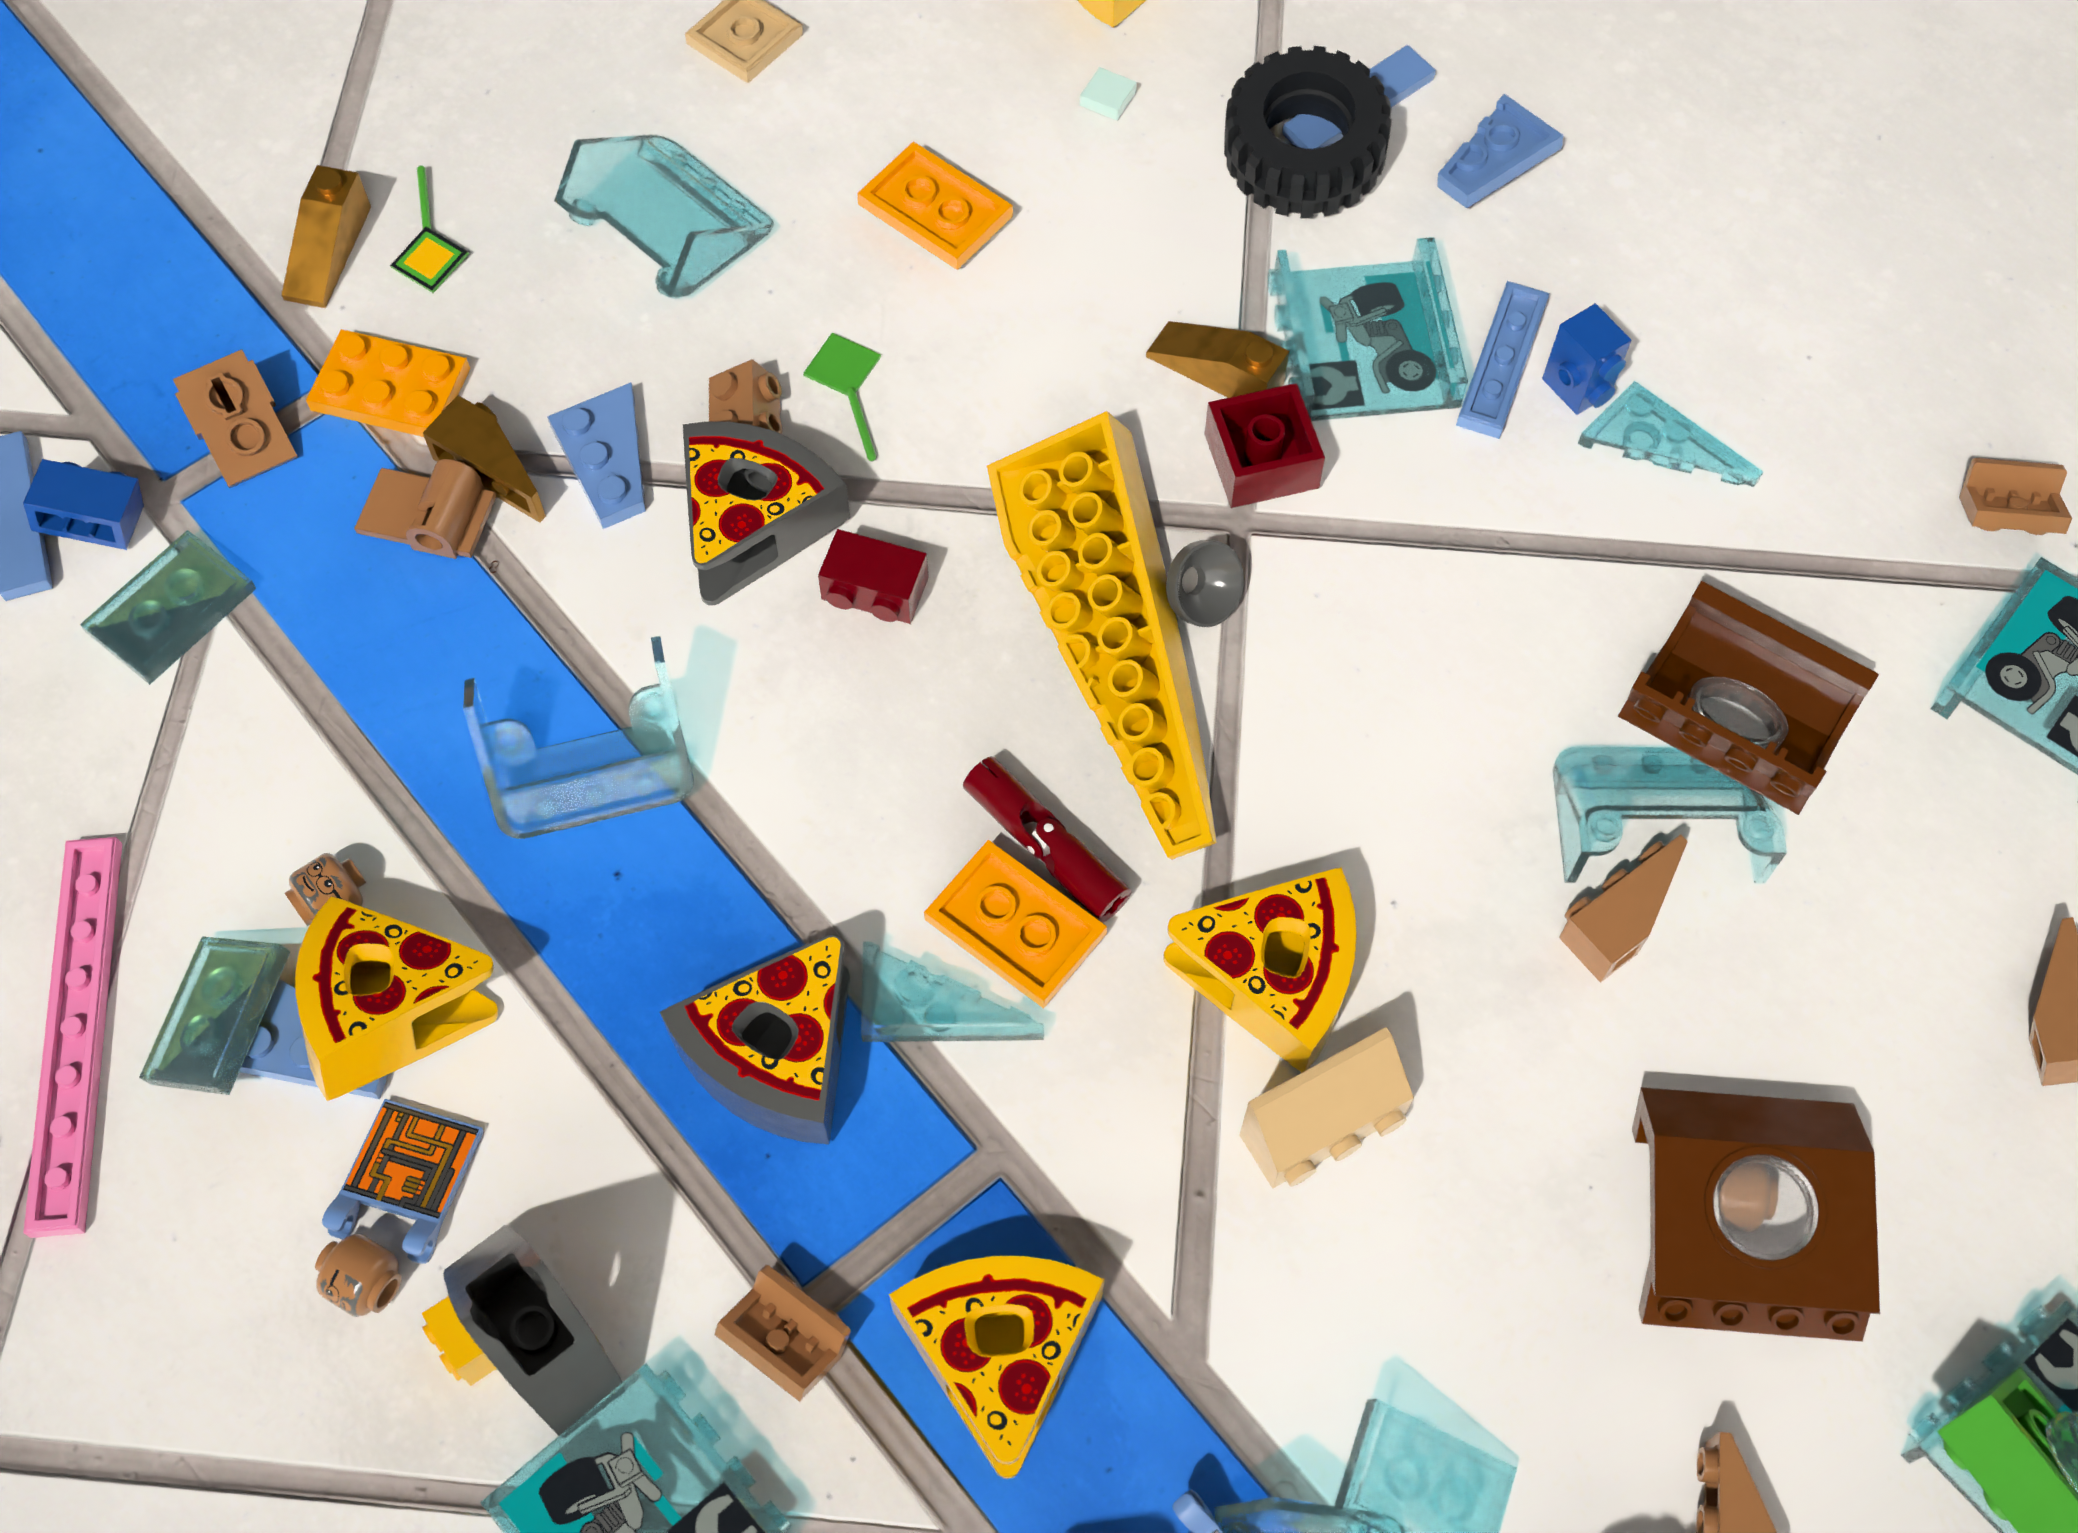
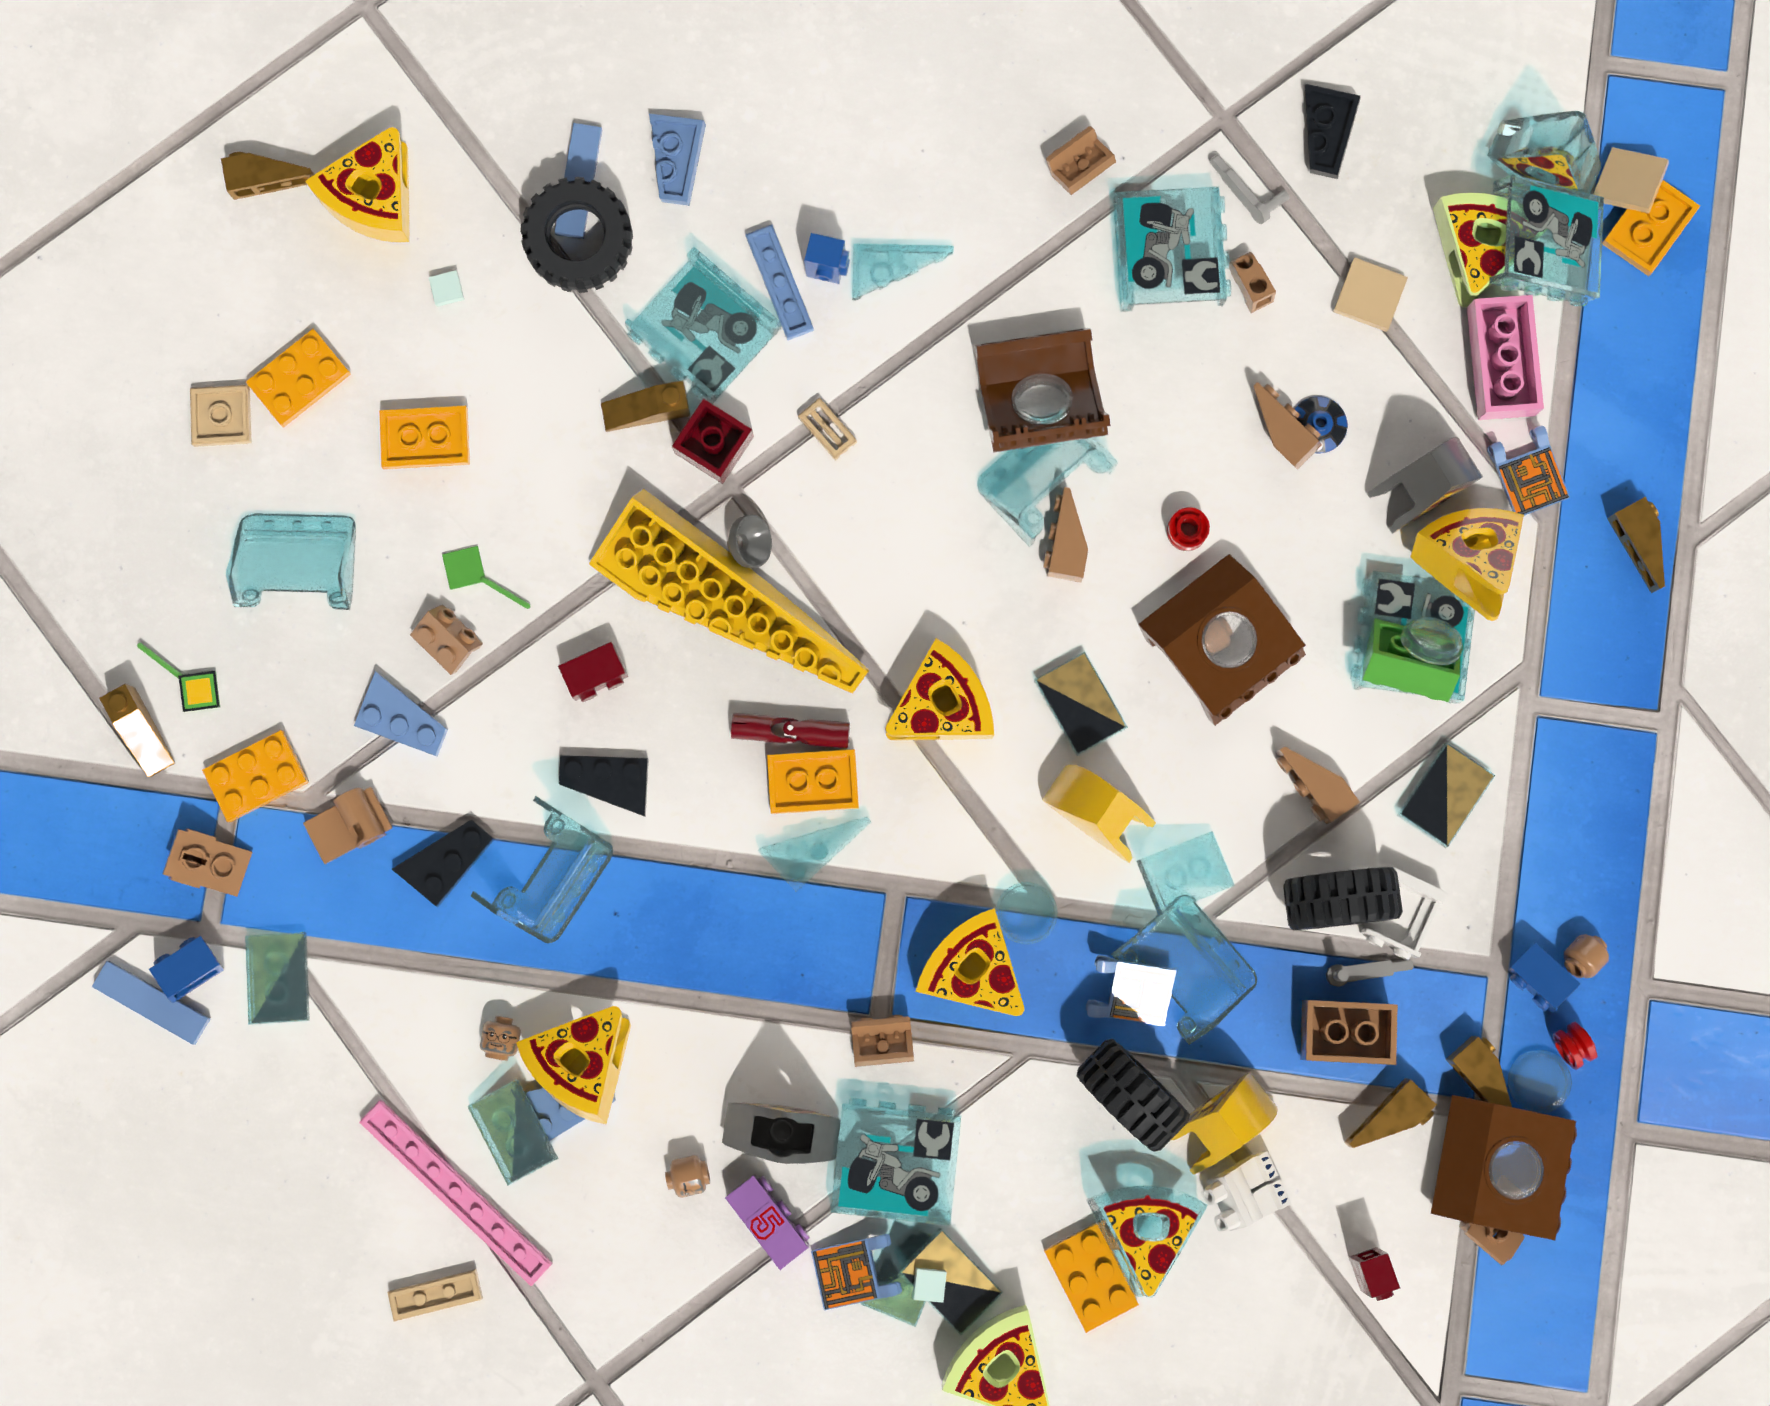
camera: 40 degrees left, 20 degrees up
(392, 1439) = (768, 1220): none -> medium lavender brick
(408, 1169) = (660, 1115): flag -> none
(461, 1353) = (749, 1164): yellow piece -> none
(475, 438) = (339, 772): pearl gold slope -> none
(487, 642) = (445, 862): none -> black wing
(753, 503) = (502, 686): piece -> none
(770, 712) = (609, 779): none -> black wing
(771, 1040) = (763, 929): piece -> none
(861, 59) = (298, 378): none -> light orange plate
(1144, 1341) = (1026, 913): none -> clear light blue piece
(1328, 1110) = (1021, 751): tan slope -> none
(1374, 1281) = (1095, 807): none -> yellow piece
(1419, 580) = (843, 447): none -> tan tile
(1467, 1132) = (1080, 704): none -> tile
(1826, 1011) = (1194, 517): none -> red wheel

